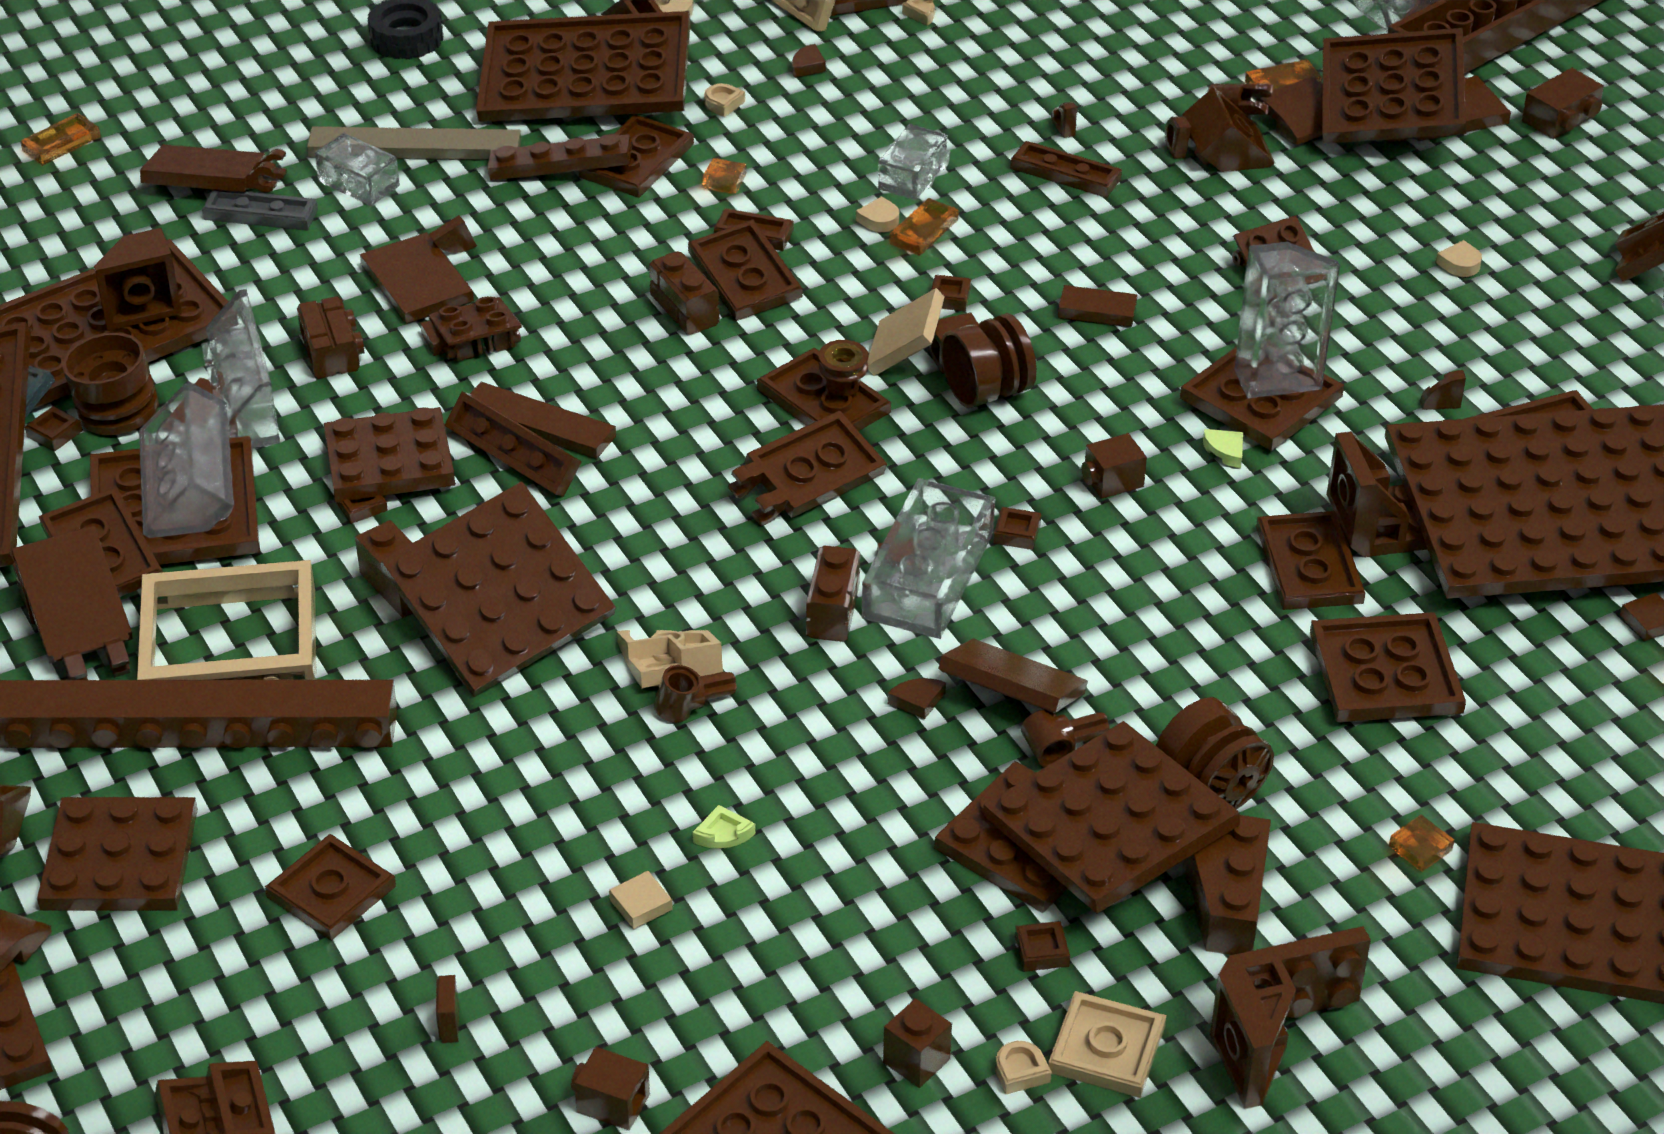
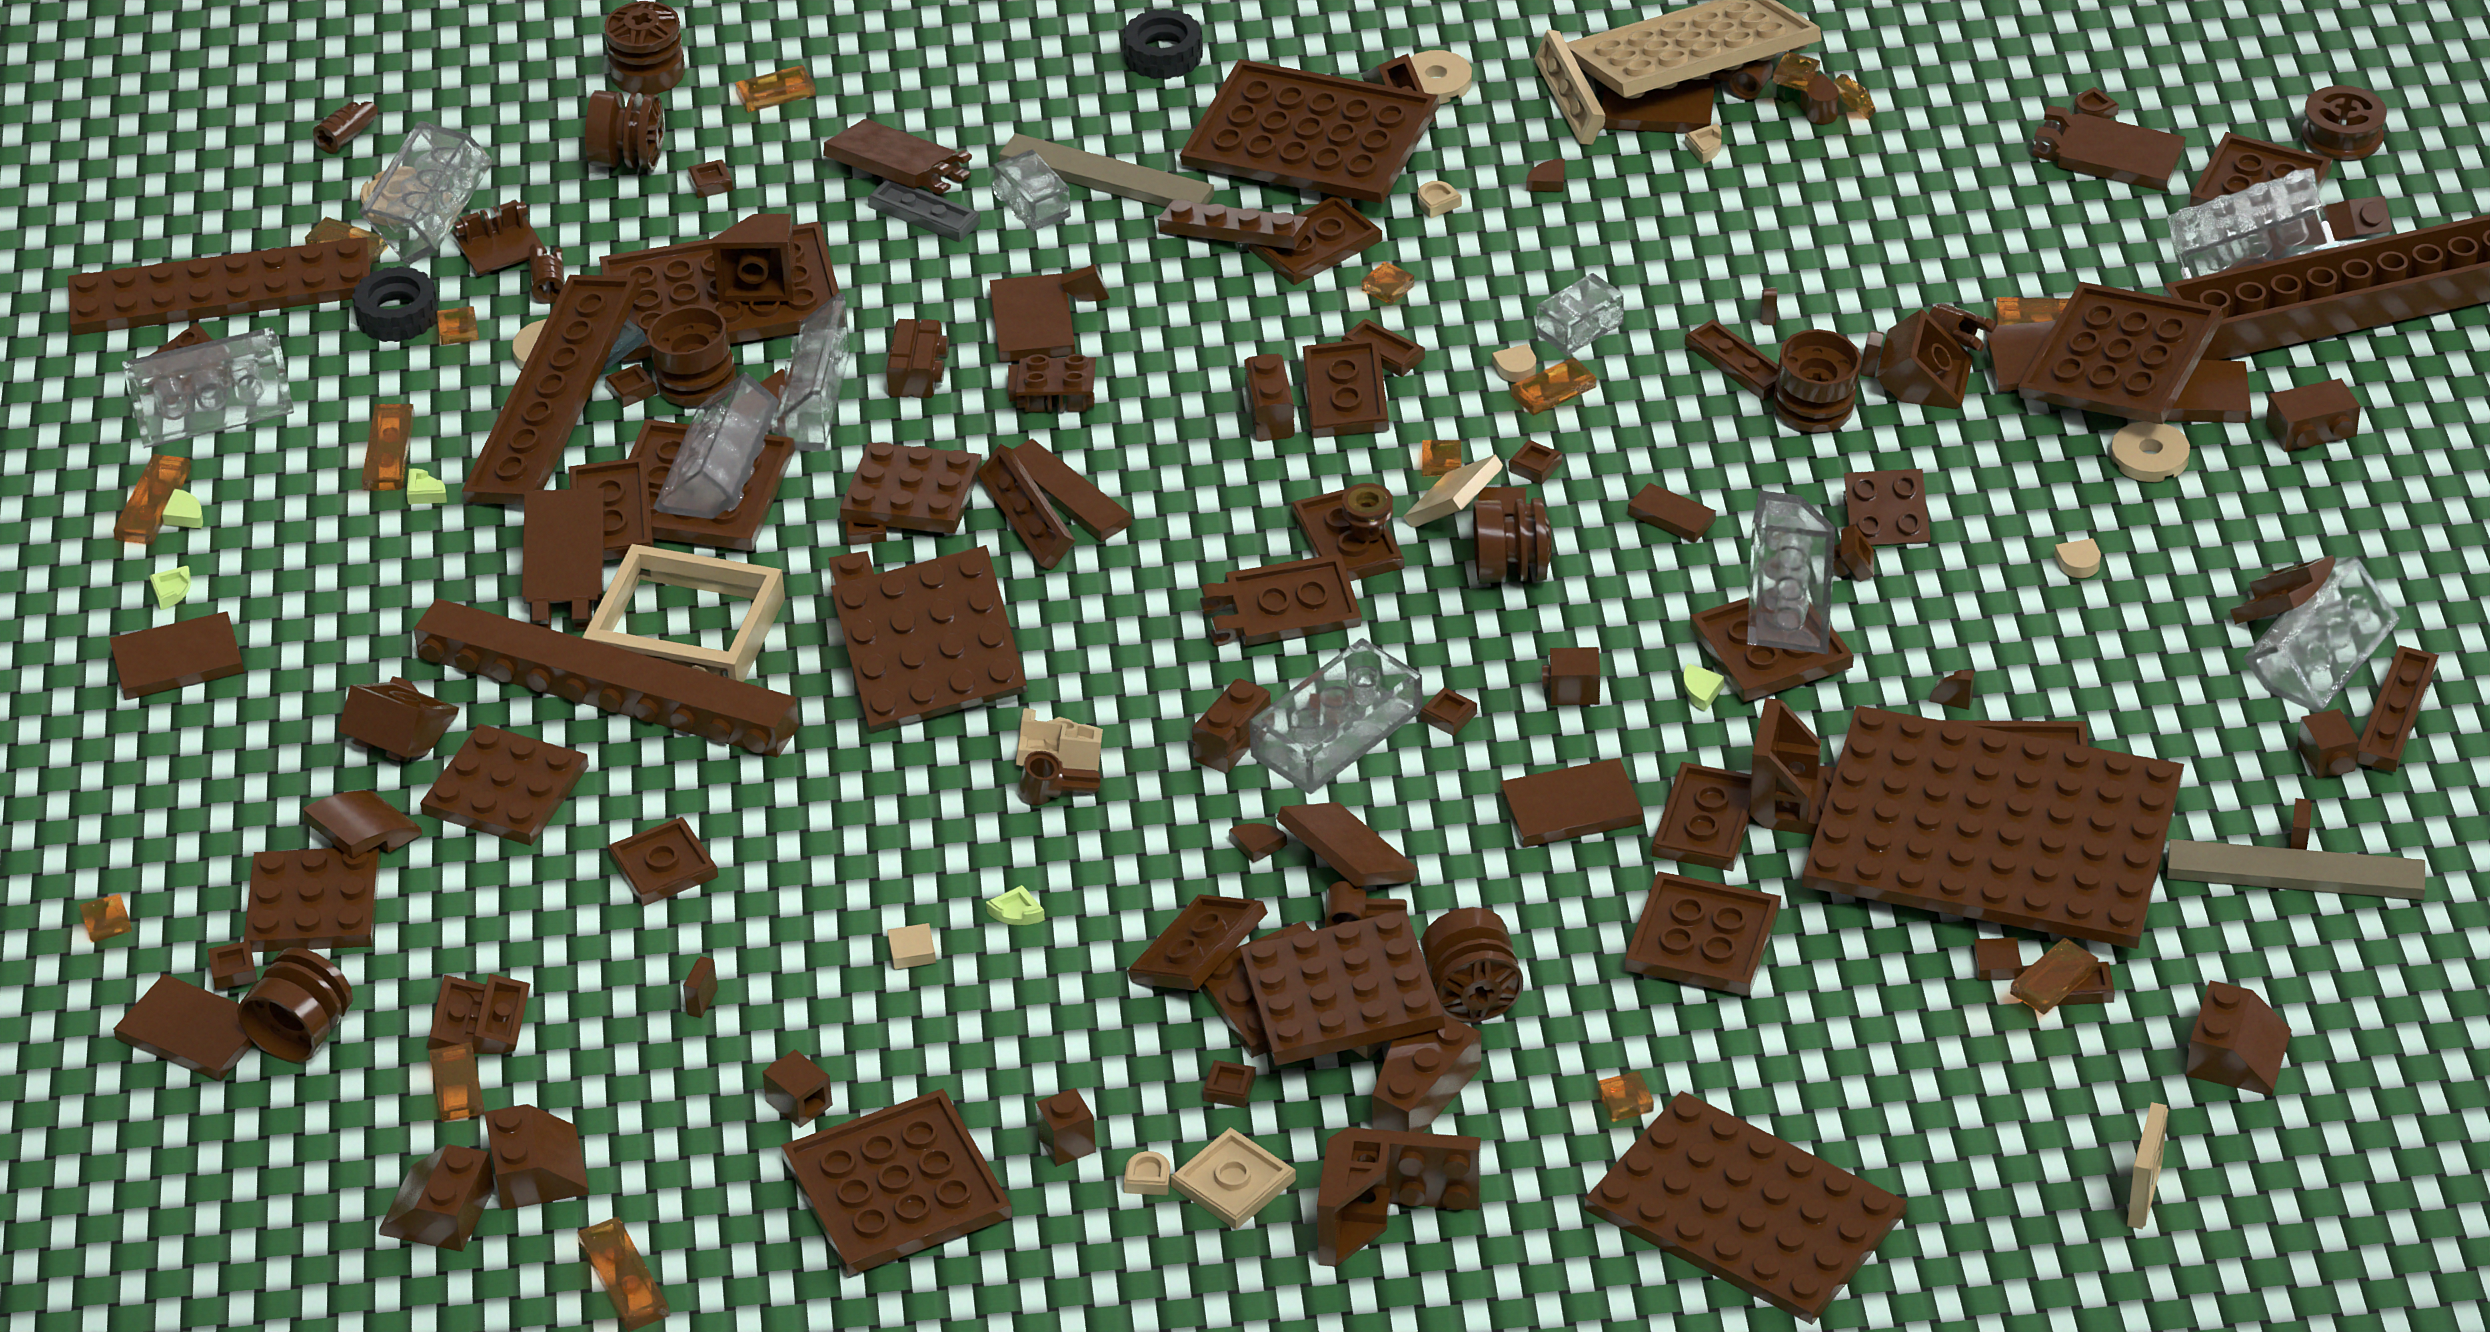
camera: 25 degrees right, 0 degrees up
(37, 228) = (710, 178): none -> reddish brown tile
(864, 308) = (1440, 456): none -> clear orange tile
(929, 812) = (1197, 942): none -> reddish brown tile
(1157, 166) = (1816, 380): none -> reddish brown wheel
(1183, 580) = (1571, 802): none -> reddish brown tile
(1453, 162) = (2142, 436): none -> tan tile

